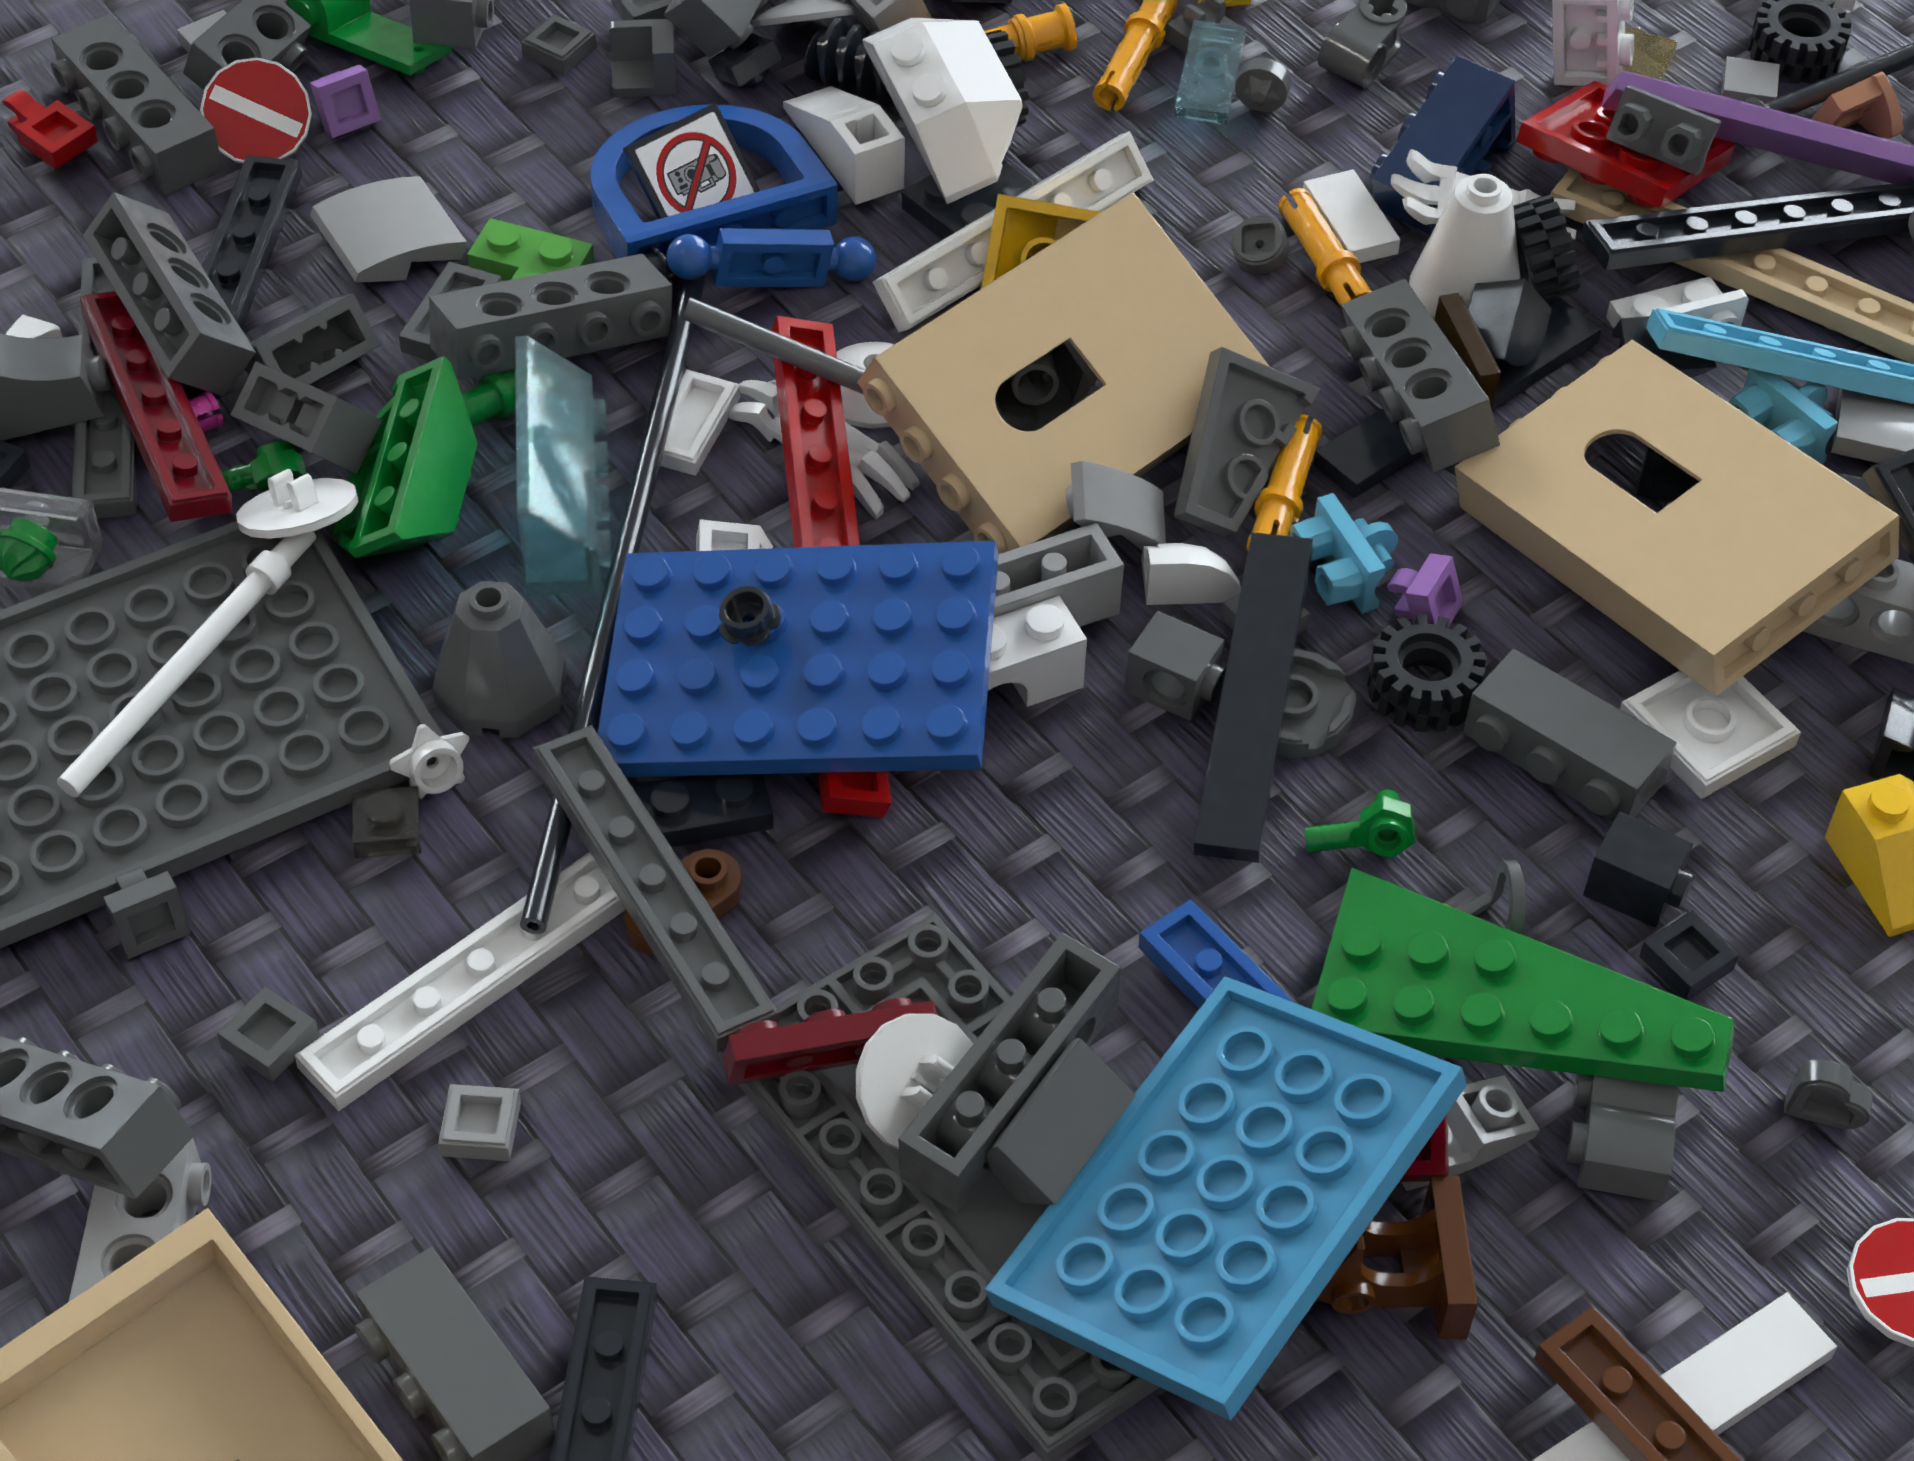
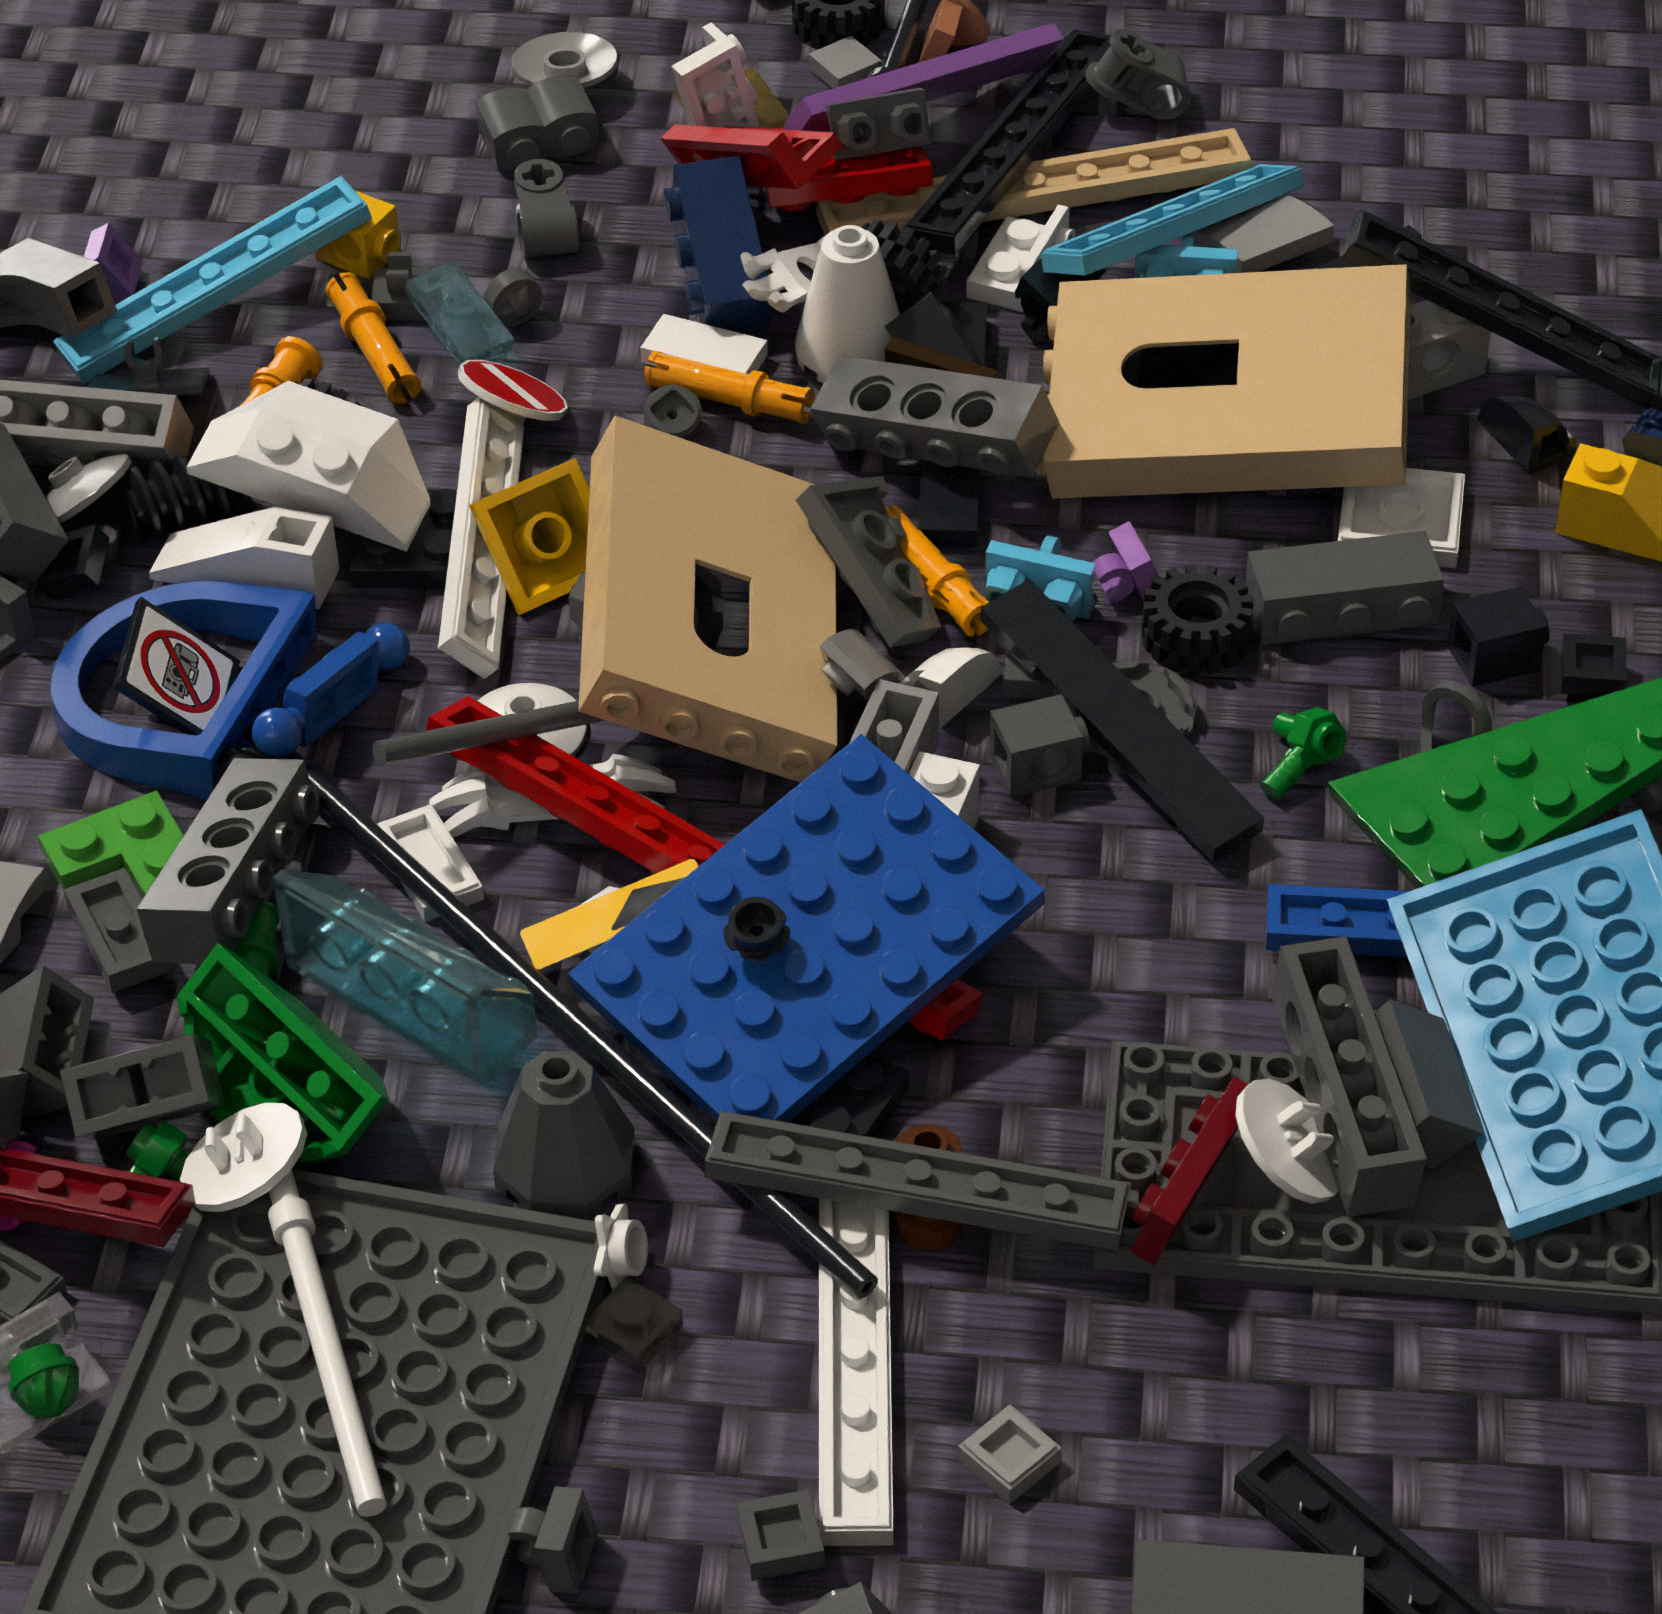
camera: 45 degrees left, 5 degrees down
(687, 532) = (598, 919): none -> yellow sticker
(1168, 146) = (512, 391): none -> piece
(1546, 97) = (767, 155): none -> red fence

